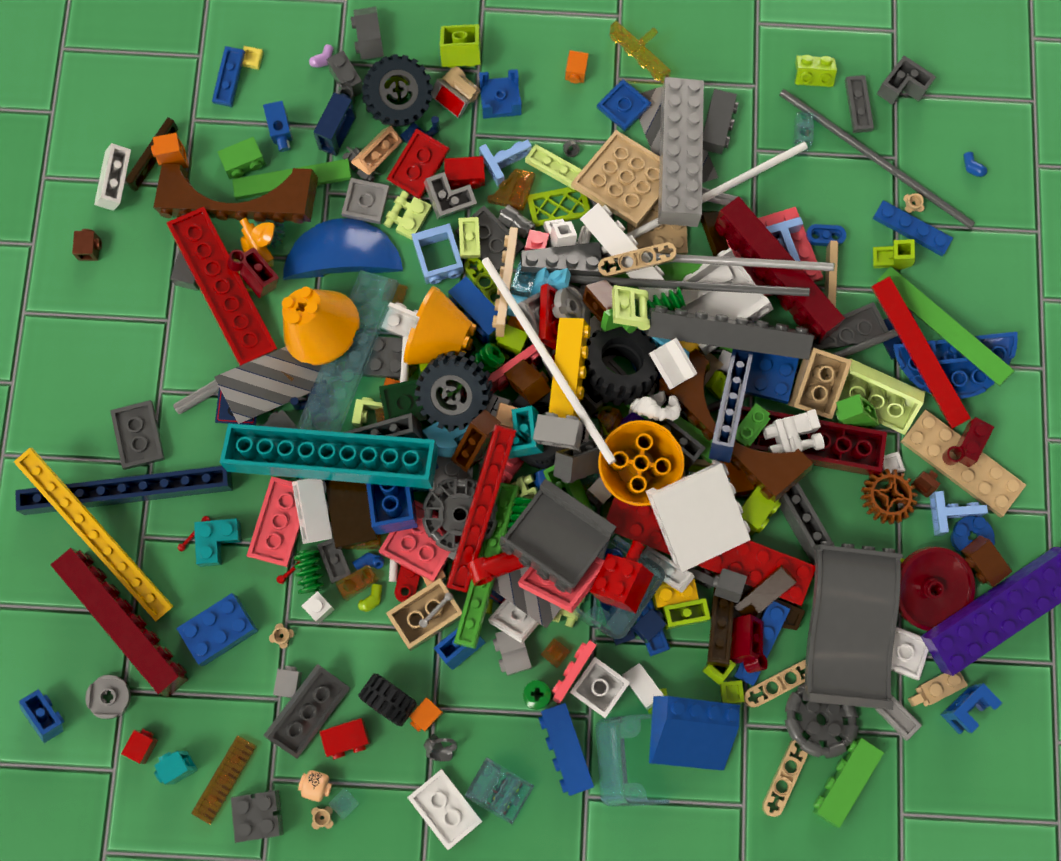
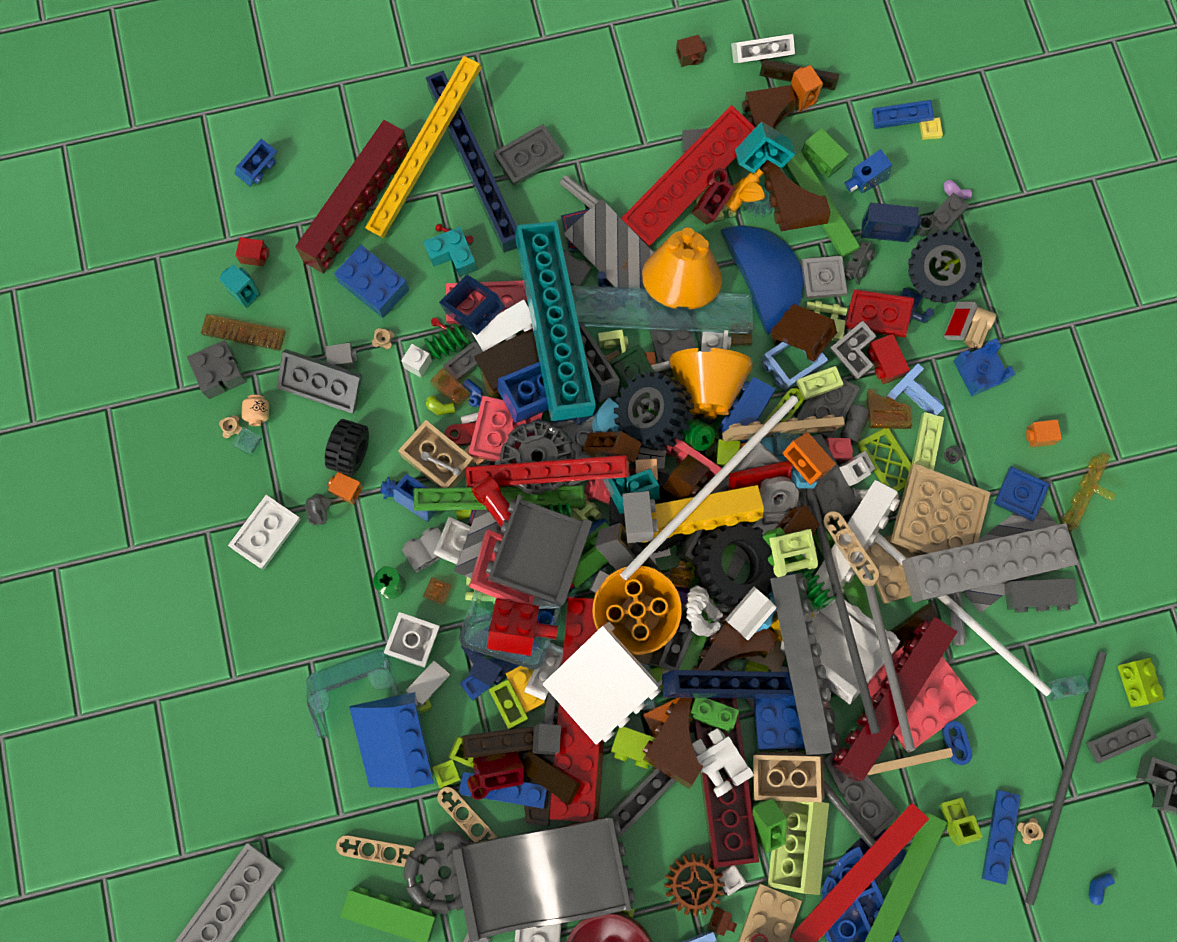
camera: 75 degrees right, 0 degrees up
(117, 705) = (296, 219): light grey plate -> none
(222, 206) = (762, 145): none -> teal brick
(298, 524) = (475, 320): none -> dark blue window
(344, 738) = (305, 423): red brick -> none
(368, 33) = (1005, 219): dark grey brick -> none
(377, 150) = (878, 270): light nougat slope -> none
(414, 234) = (804, 331): none -> reddish brown panel
(439, 672) = (387, 488): none -> blue plate
(460, 45) = (1019, 312): lime brick -> none
(499, 791) = (293, 576): clear light blue piece -> none
(545, 266) = (809, 458): none -> orange brick
(566, 748) = (347, 628): blue brick -> none
(572, 671) = (417, 608): coral plate -> none
(782, 233) = (930, 698): light blue bracket -> none

